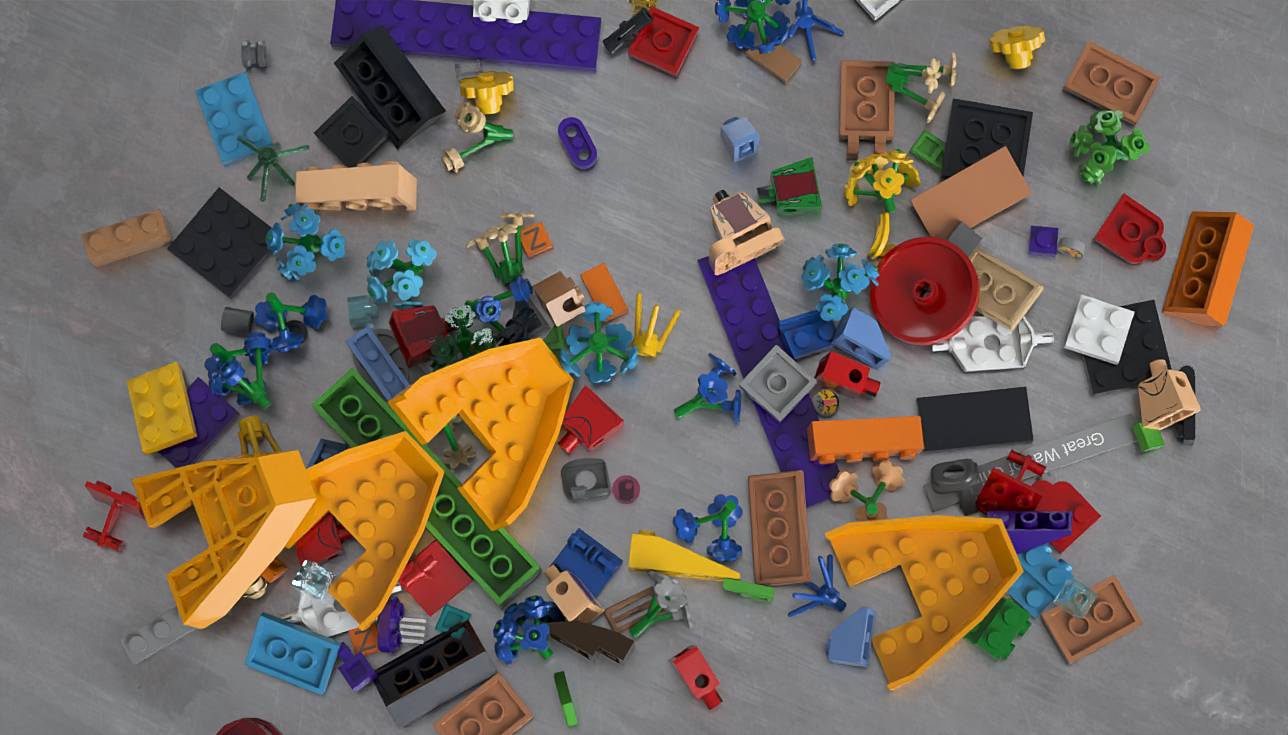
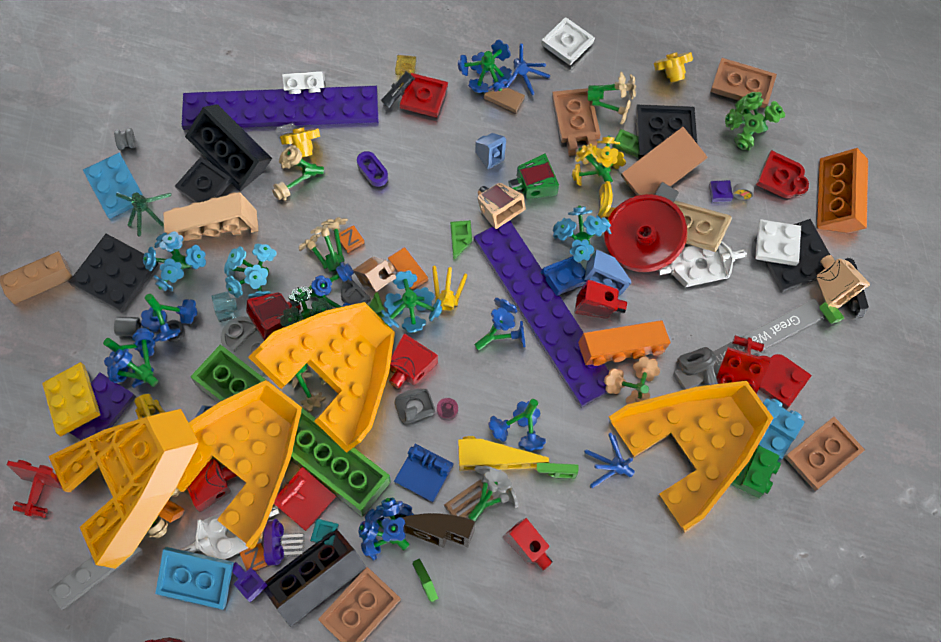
camera: 15 degrees left, 10 degrees down
(320, 583) = (211, 510): clear light blue plate -> none
(377, 363) = (238, 339): medium blue plate -> none
(516, 327) = (345, 297): black pin -> none
(572, 596) = (417, 494): light nougat torso -> none
(680, 256) = (461, 236): none -> bright green tile
(726, 255) = (499, 224): light nougat beam -> none
(778, 383) = (550, 312): light grey plate -> none
(779, 528) = (572, 420): nougat tile -> none
(826, 403) = (588, 322): tile -> none
(852, 639) = (645, 496): medium blue slope -> none
(975, 419) = (702, 319): black tile -> none
(1034, 528) = (773, 387): dark purple slope -> none
(1067, 598) = (812, 437): clear light blue plate -> none

